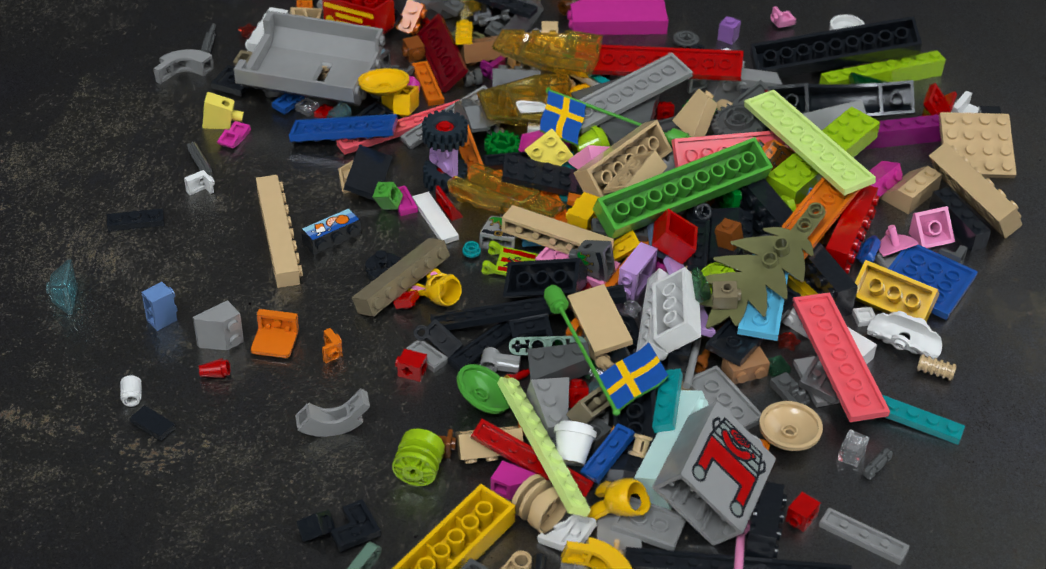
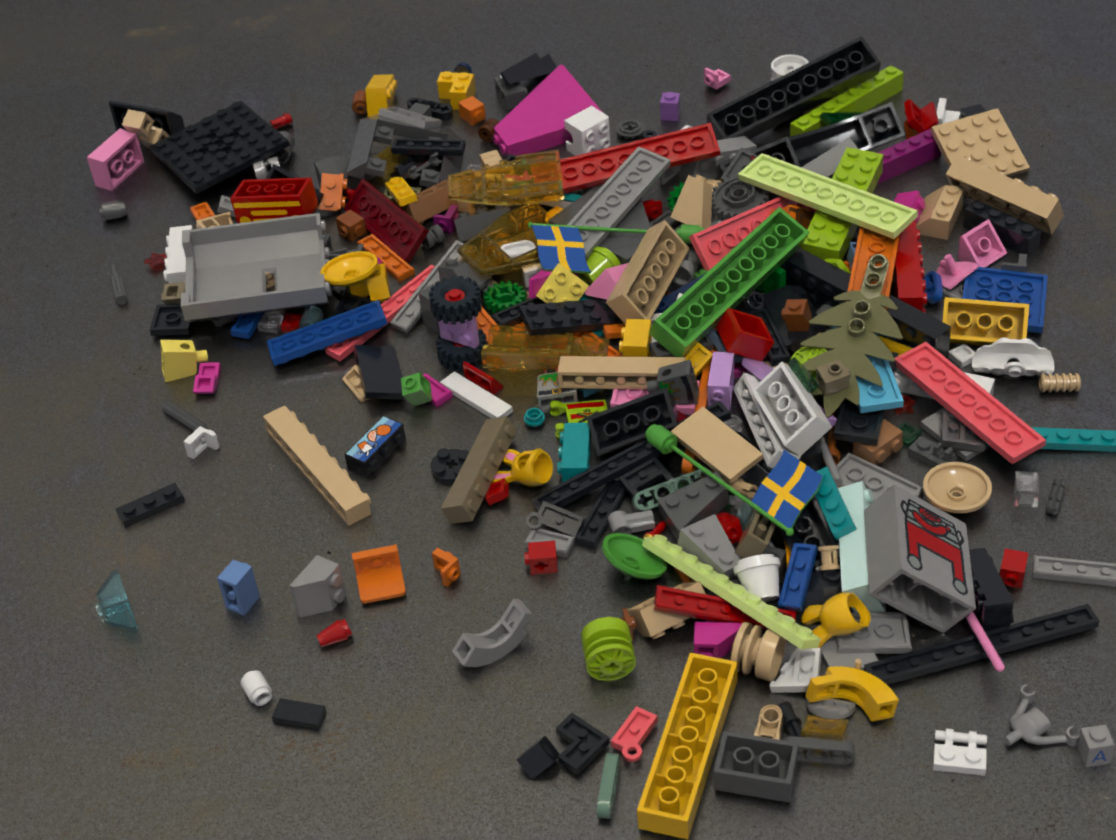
camera: 15 degrees left, 0 degrees up
(183, 61) = (104, 315): light grey arch -> none
(403, 534) = (633, 733): none -> coral hinge
(487, 287) = (575, 450): none -> teal brick
(637, 169) = (671, 281): tan slope -> none
(646, 29) = (589, 131): none -> white piece

